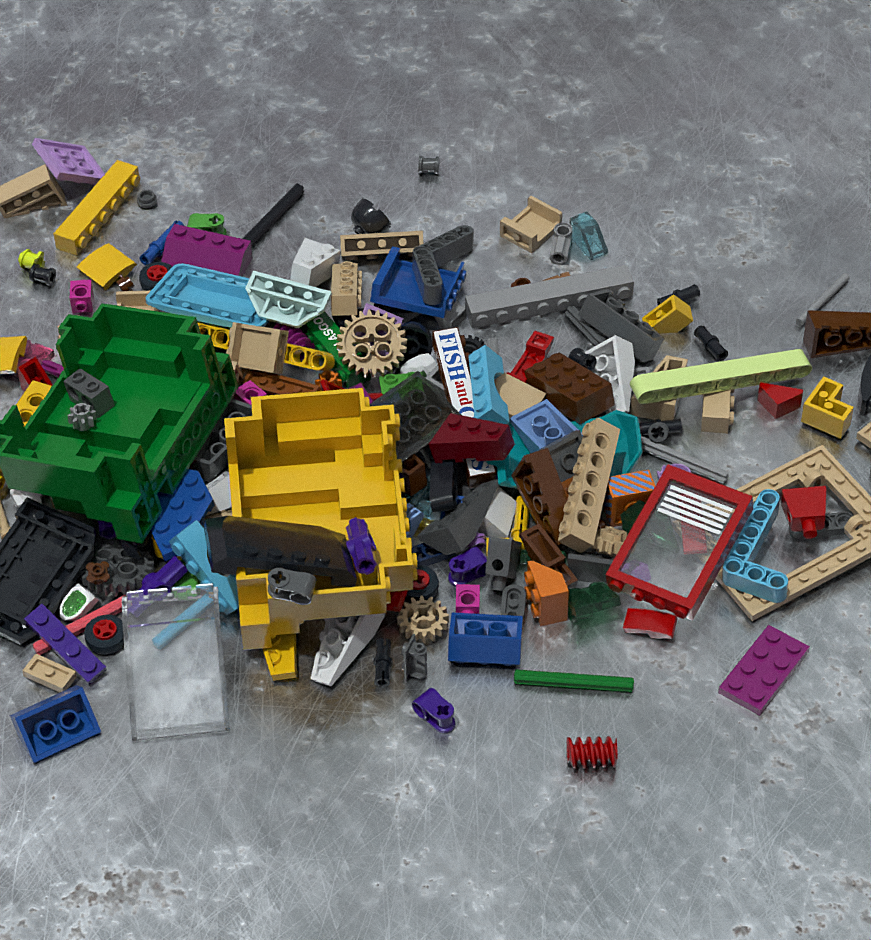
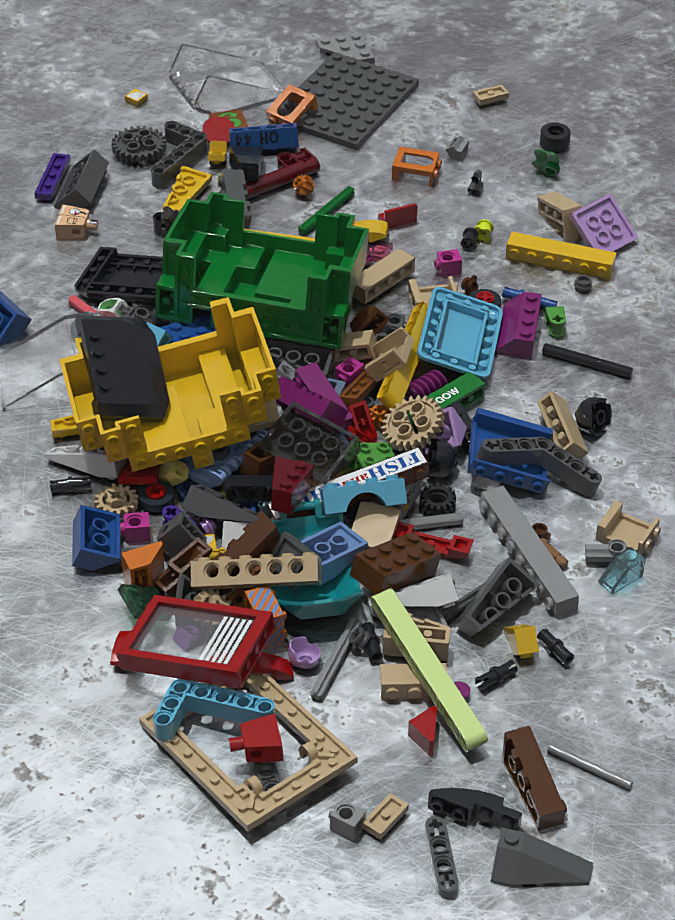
camera: 80 degrees right, 5 degrees down
(49, 673) = (46, 308): tan plate -> none
(65, 644) = (76, 301): dark purple plate -> none
(82, 417) = (271, 258): light grey gear -> none
(89, 390) = (298, 258): dark grey brick -> none
(97, 578) = (131, 306): reddish brown plate -> none
(105, 265) = (492, 272): yellow slope -> none
(285, 300) = (451, 360): light aqua wedge -> none
(293, 585) = (63, 363): dark grey piece -> none
(314, 263) = (514, 382): white wedge -> none
(346, 289) = (468, 399): tan brick -> none
(361, 546) = (155, 420): dark purple piece -> none
(414, 659) = (65, 494): dark grey hinge -> none
(435, 711) = (20, 519): dark purple piece -> none
(574, 680) = (60, 605): green axle -> none
(584, 359) = (433, 568): black bush -> none
(763, 670) = (83, 735): magenta plate -> none
(825, 410) = (416, 760): yellow brick -> none

